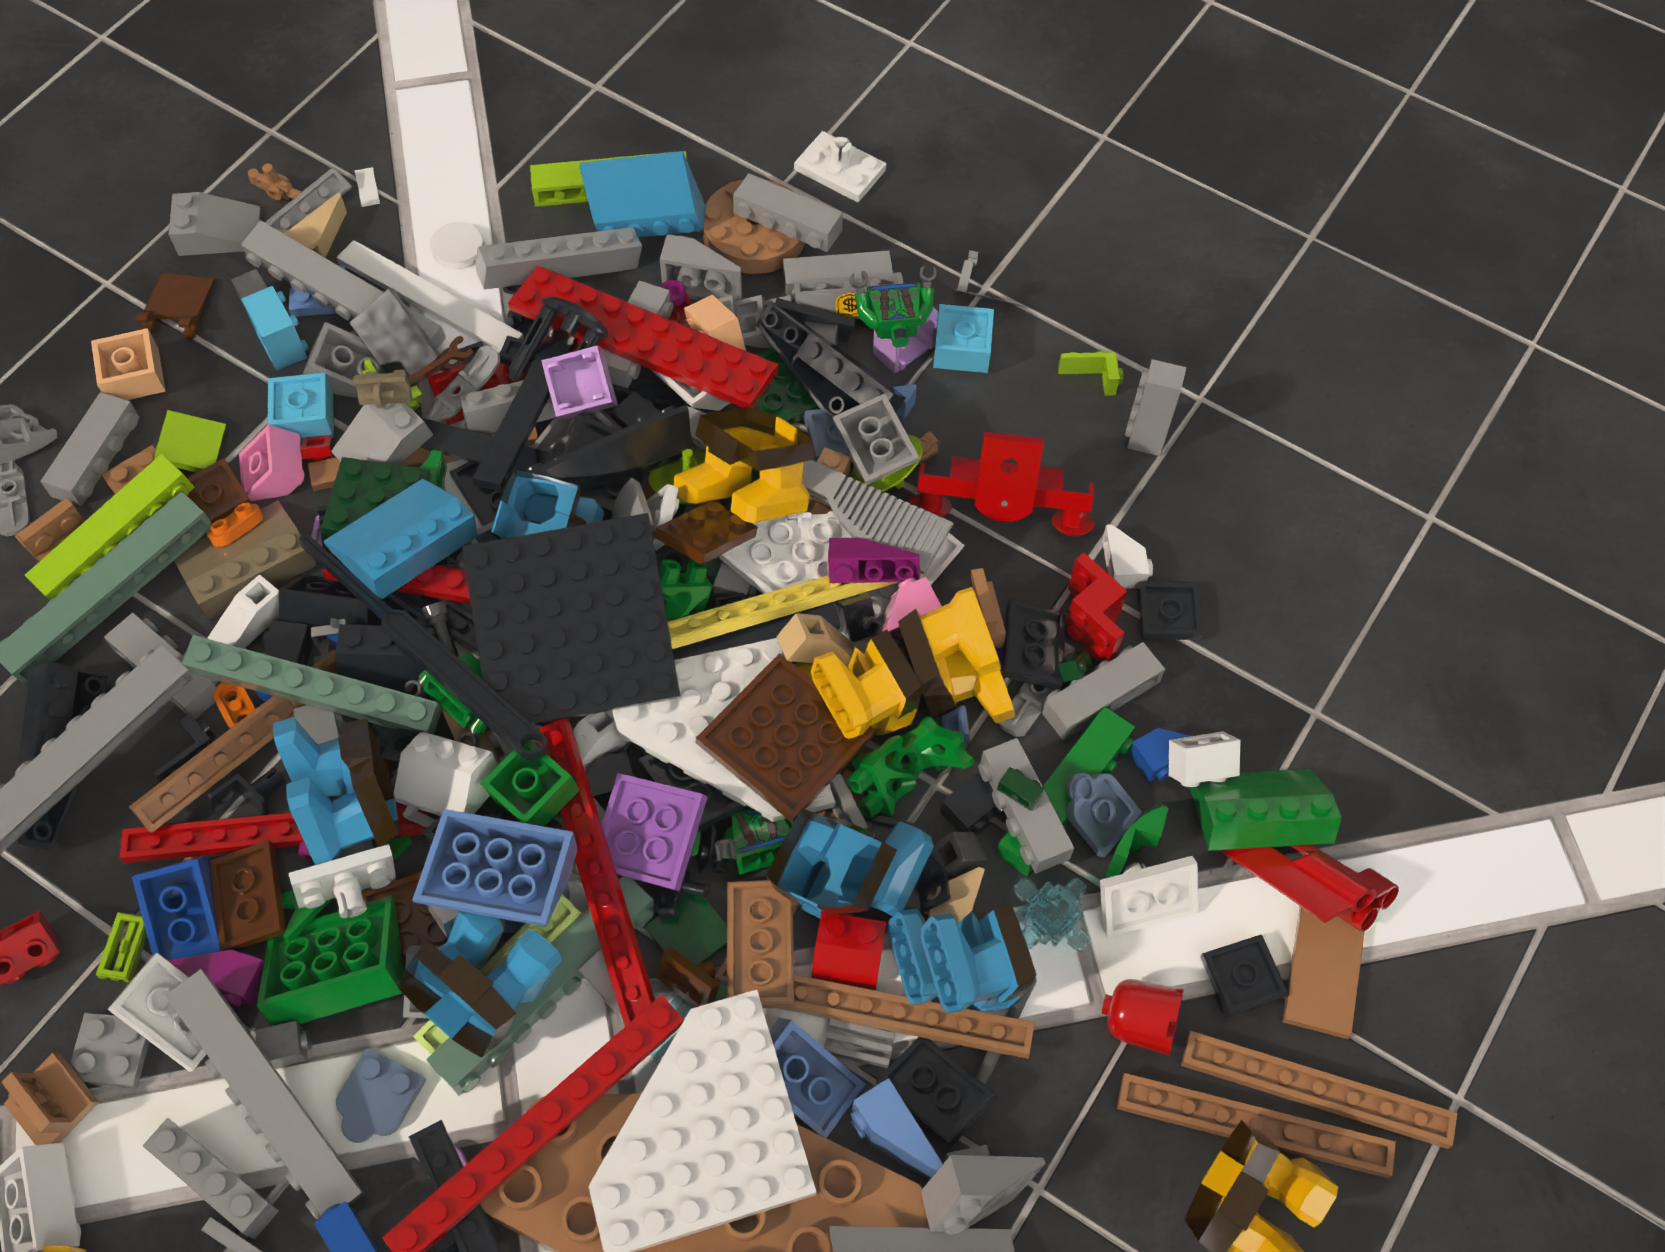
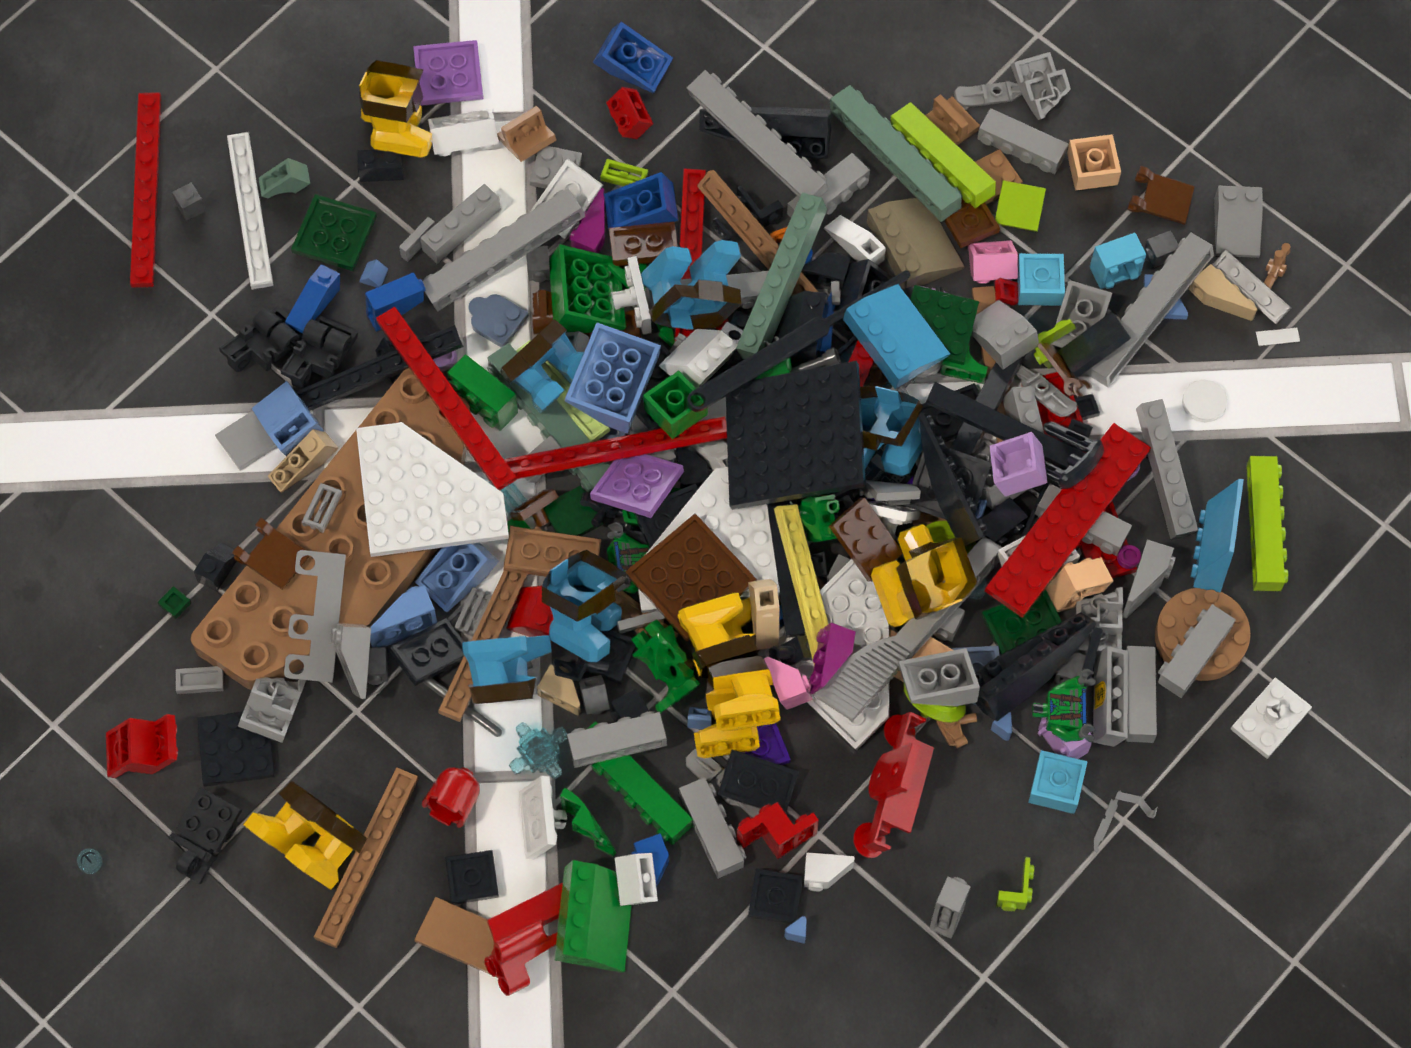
camera: 100 degrees right, 5 degrees up
(235, 525) = (939, 235): orange plate -> none
(378, 1022) = (542, 310): none -> reddish brown piece
(383, 388) = (1022, 321): dark tan hips -> none
(426, 296) = (1152, 374): white tile -> none
(514, 1081) = (483, 393): none -> green brick
(989, 606) = (783, 742): medium nougat slope -> none
(1020, 788) = (622, 728): dark green piece -> none
(1075, 665) = (733, 807): dark green piece -> none
(1100, 810) = (611, 799): sand blue plate -> none
(1208, 578) = (797, 931): none -> medium blue slope
(1320, 1089) = (381, 907): medium nougat plate -> none

